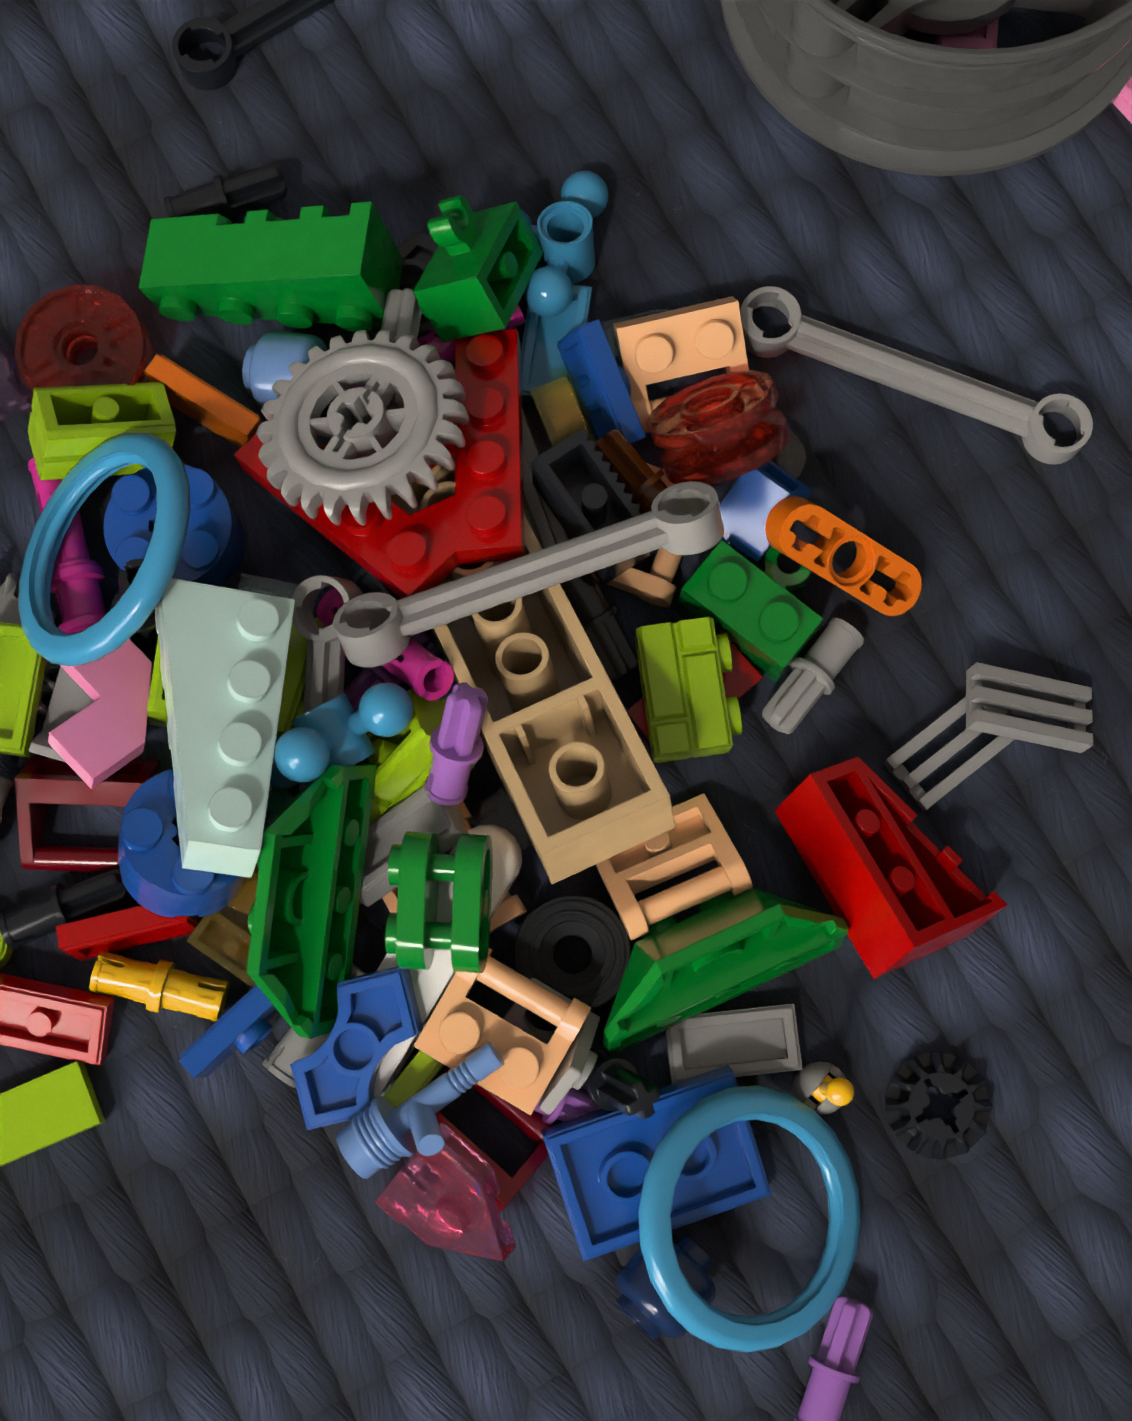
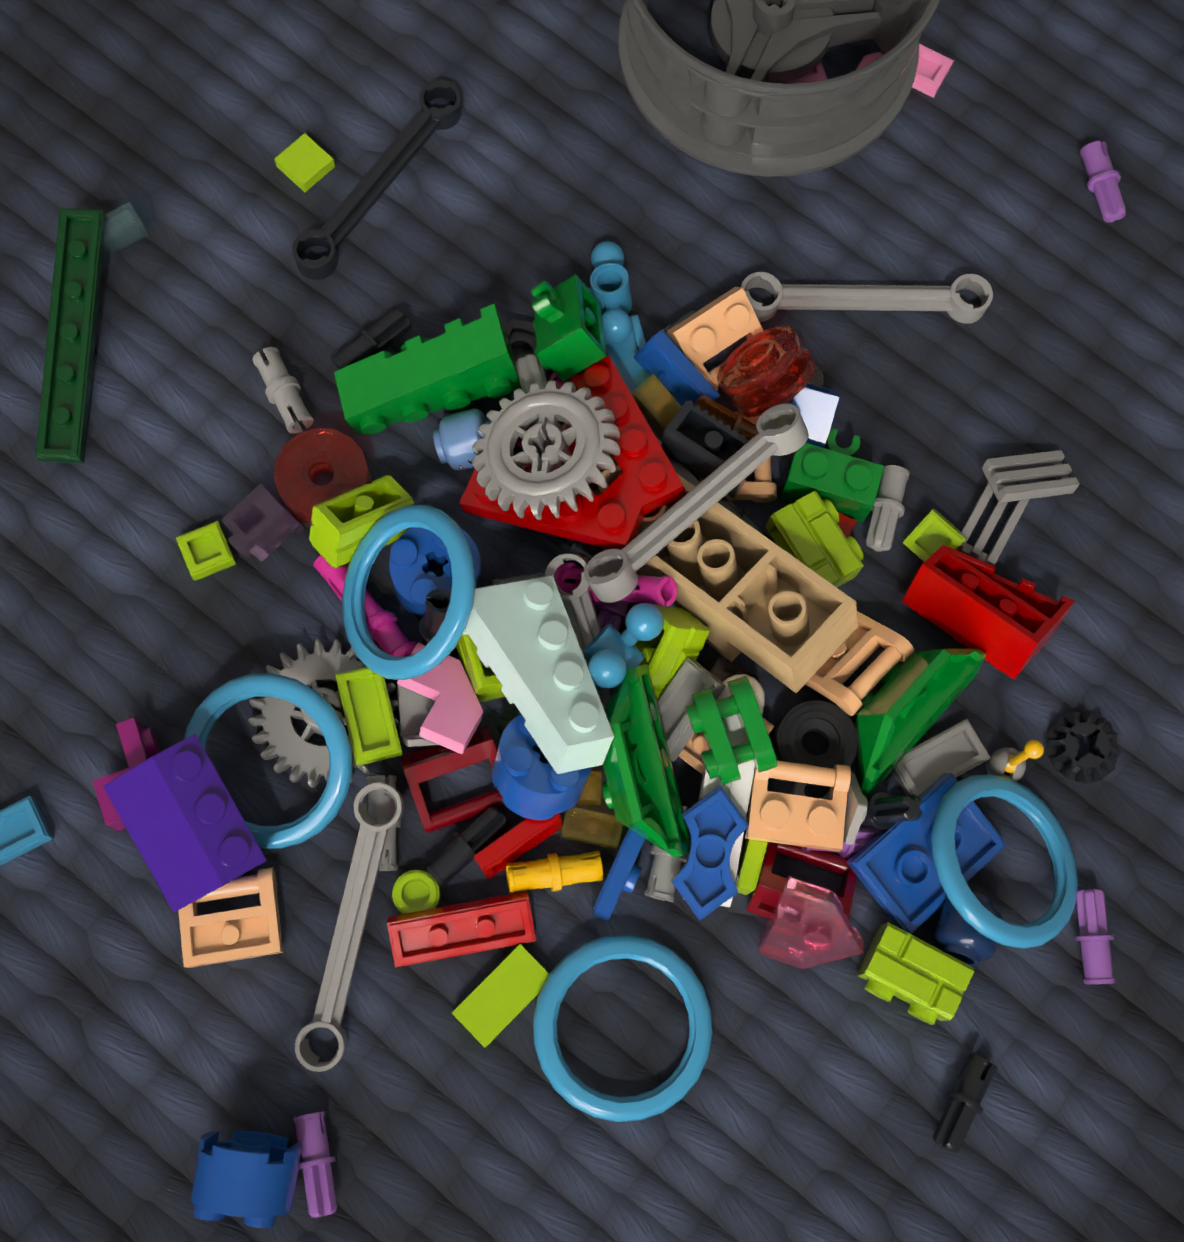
camera: 30 degrees left, 5 degrees down
(86, 219) = (282, 390): none -> light grey pin
(204, 402) = (423, 480): orange tile -> none
(234, 1303) = (546, 1038): none -> dark azure wedge
(387, 1133) = (751, 901): medium blue piece -> none
(456, 745) = (700, 626): medium lavender axle -> none
(567, 1316) = (914, 973): none -> lime brick
(833, 534) = (863, 428): orange beam -> none
(860, 735) = (932, 534): none -> lime tile

